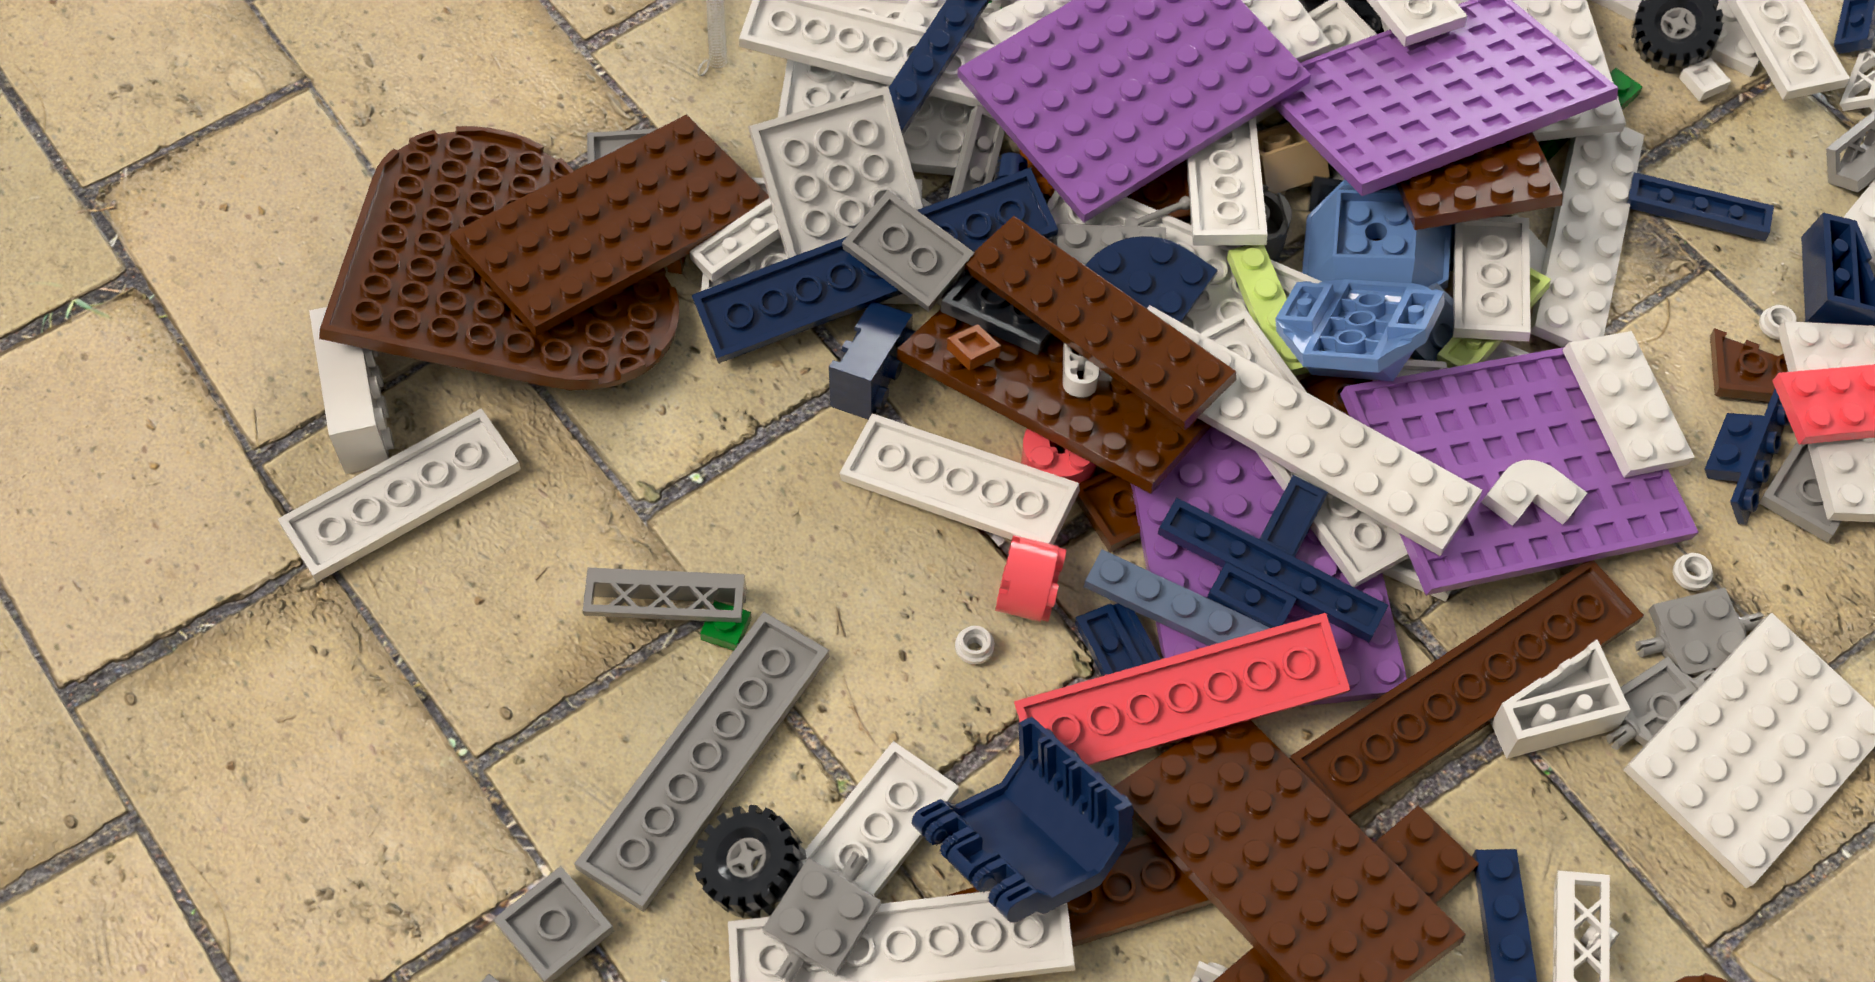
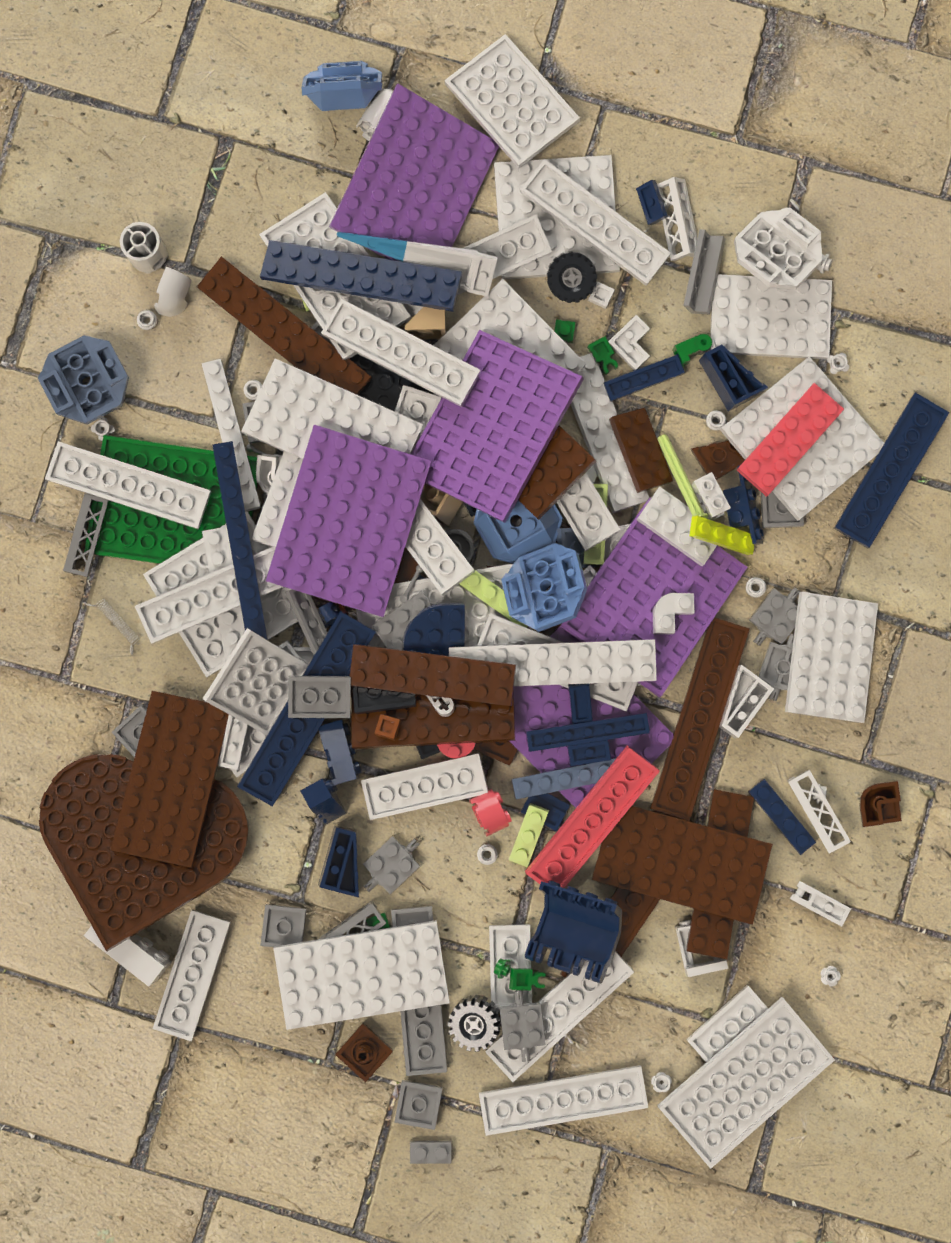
camera: 35 degrees left, 25 degrees up
(542, 783) = (364, 1052): none -> reddish brown plate
(587, 525) = (282, 925): none -> light grey plate
(642, 662) = (361, 975): none -> white plate
(746, 494) = (340, 863): none -> dark blue wedge
(800, 385) = (323, 800): none -> dark blue wedge
(817, 558) = (391, 865): none -> light grey plate
(863, 808) = (502, 968): none -> green plate
(884, 851) = (524, 979): none -> green plate
(1005, 439) = (427, 750): none -> black plate
(1063, 656) = (528, 835): none -> yellowish green plate
(1632, 280) = (641, 450): none -> reddish brown plate
(1658, 143) = (602, 352): none -> green plate
(1670, 396) = (680, 477): none -> yellowish green axle
(1688, 449) = (721, 535): none -> neon yellow plate
(1706, 150) = (626, 344): none -> white plate
(1714, 385) = (711, 496): none -> white panel
(1798, 211) = (691, 347): none -> green leg

